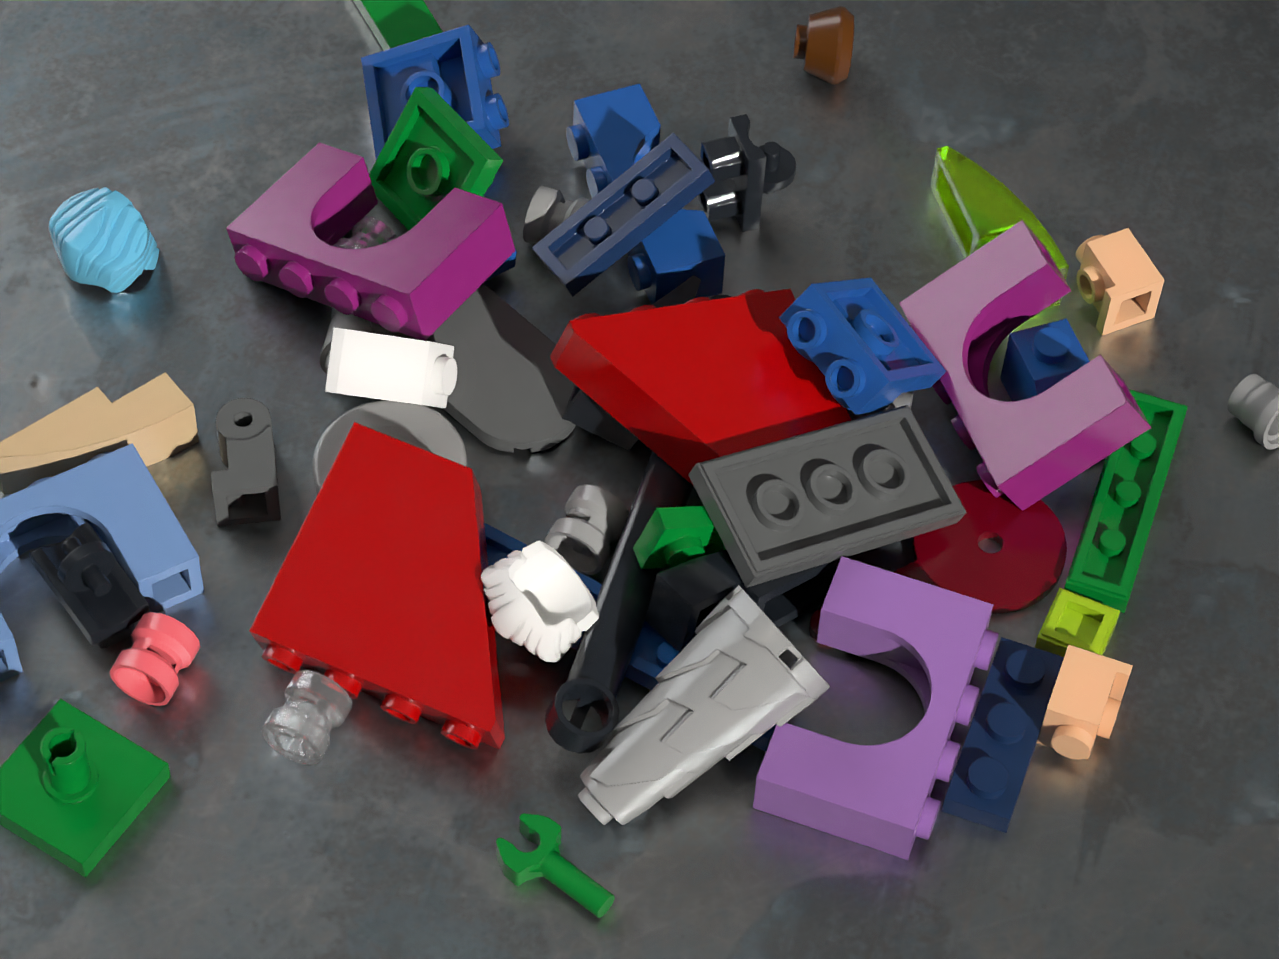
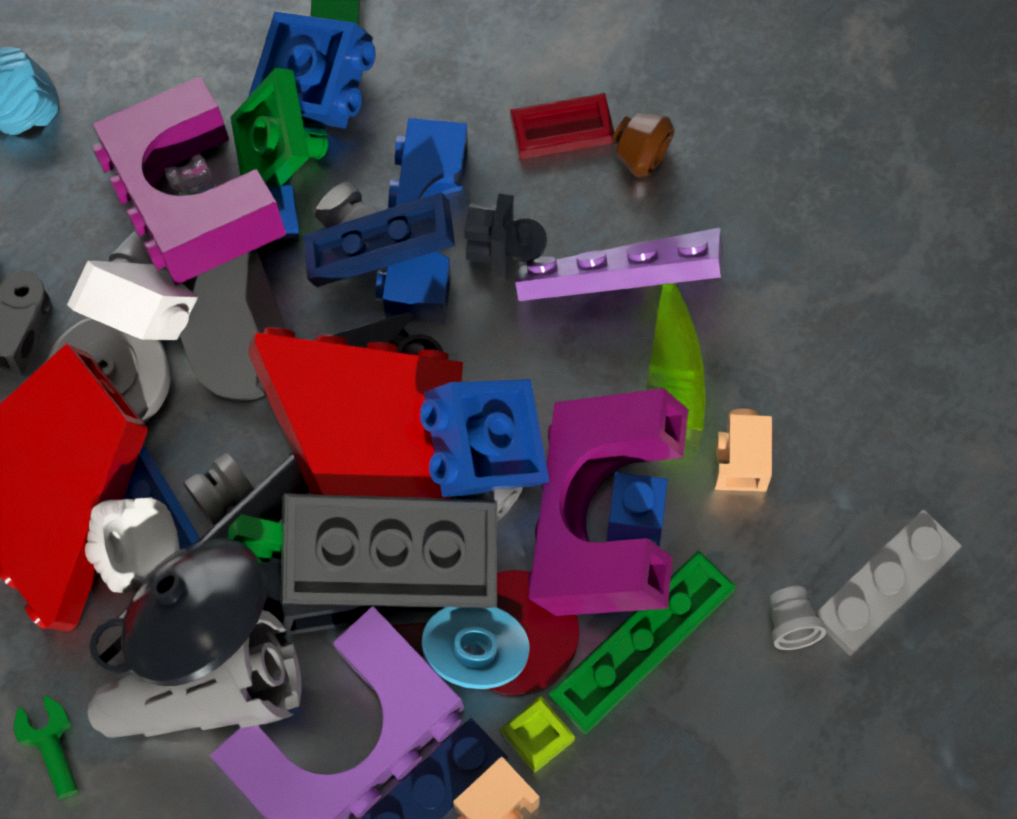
camera: 30 degrees right, 15 degrees up
(667, 619) = (193, 611): none -> black dish
(727, 67) = (562, 126): none -> dark red tile
(897, 151) = (630, 266): none -> medium lavender wing
(968, 558) = (475, 646): none -> medium azure dish

